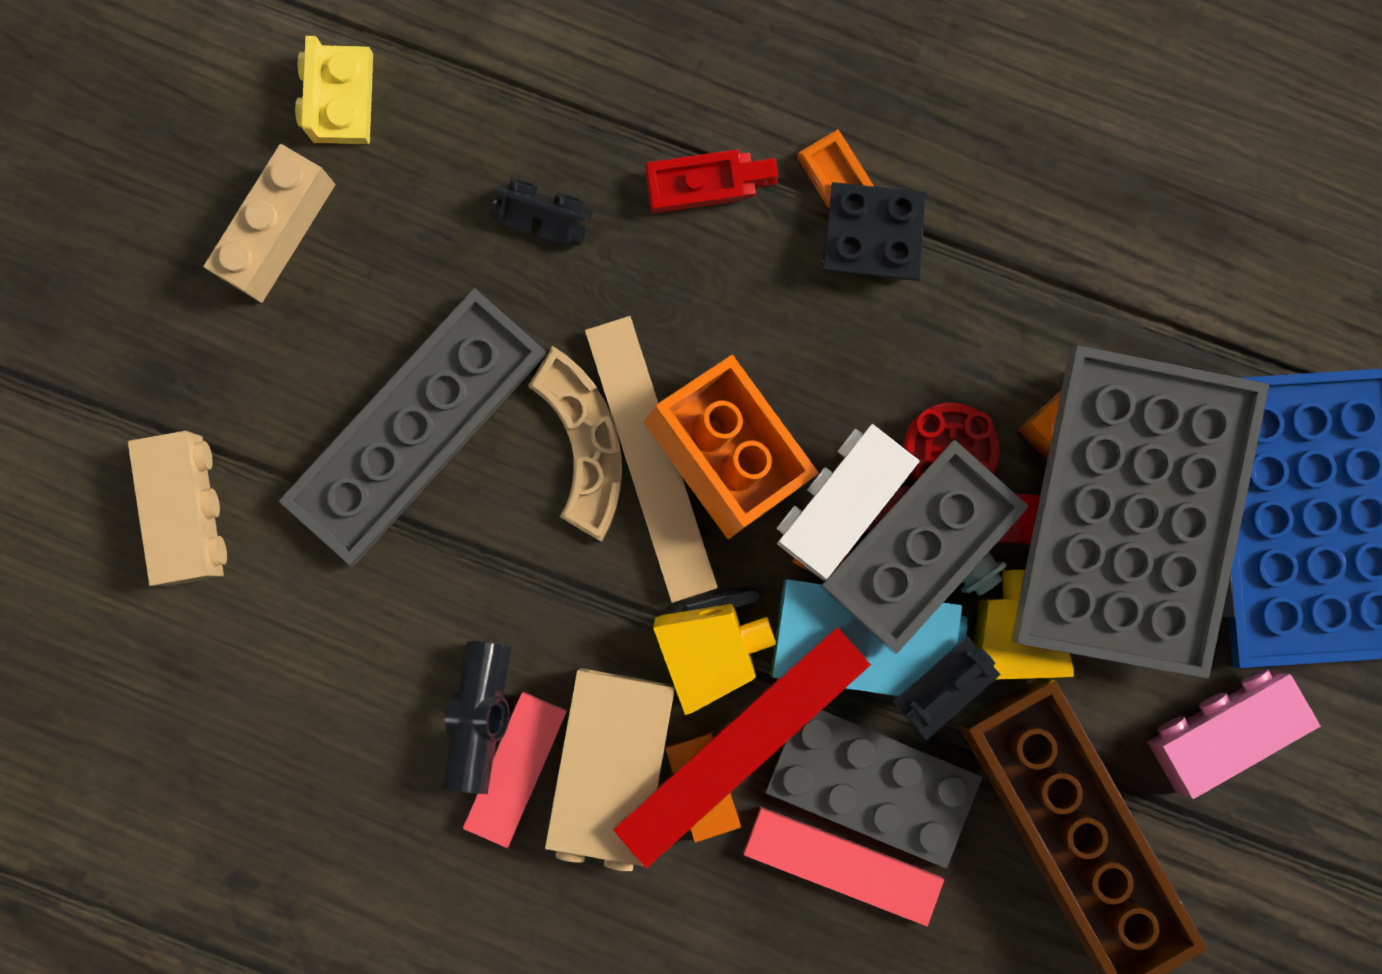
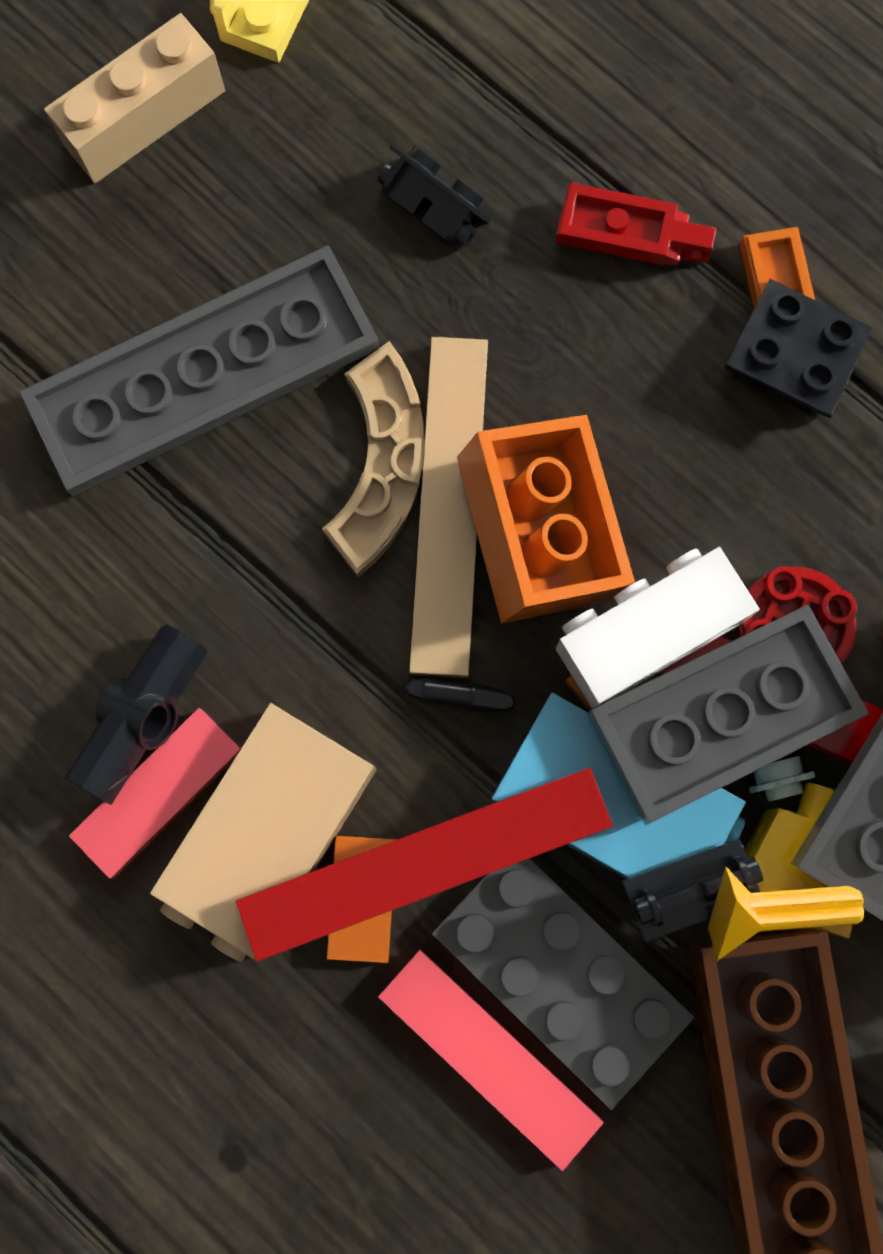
camera: 25 degrees right, 5 degrees down
(710, 652) = (430, 743): yellow torso -> none
(989, 694) = (743, 914): none -> yellow piece

